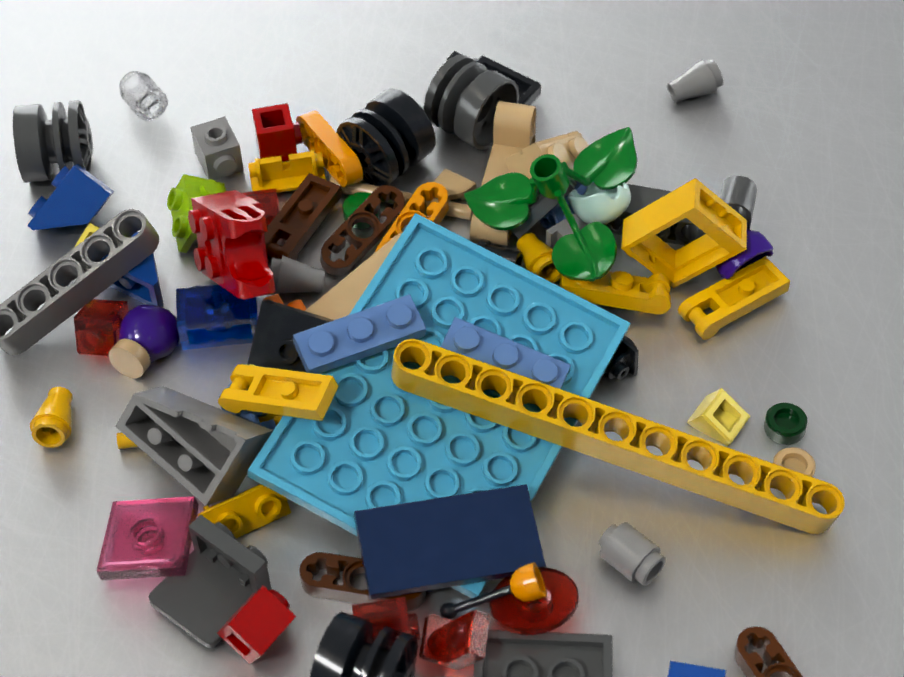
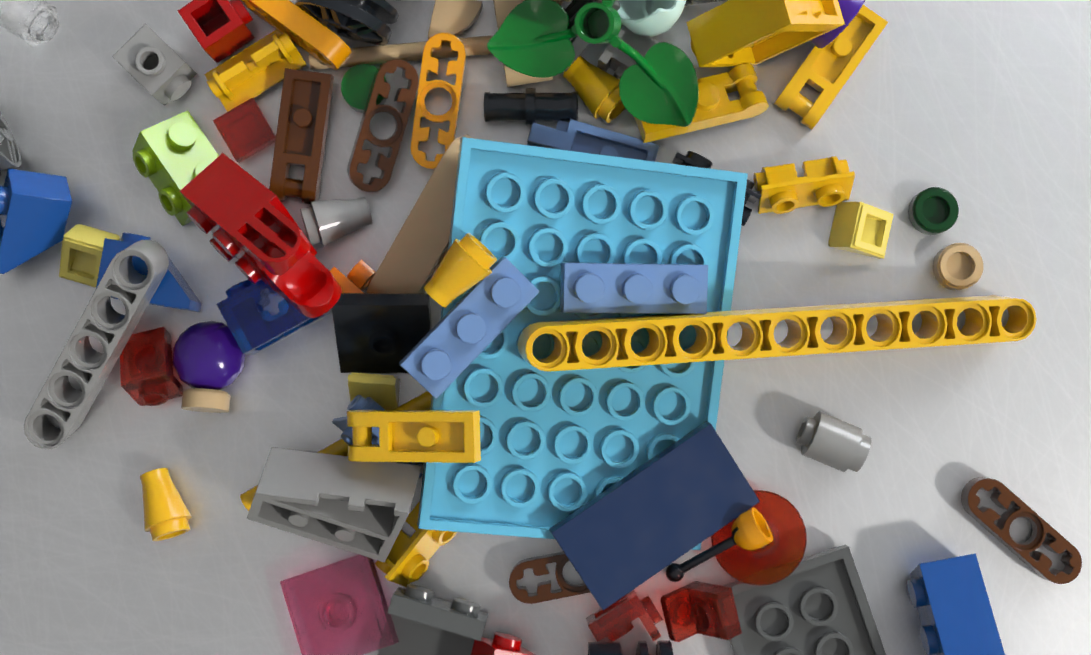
camera: 25 degrees left, 35 degrees up
(371, 288) = (461, 268): none -> yellow cone
(678, 371) = (824, 184): none -> yellow hinge

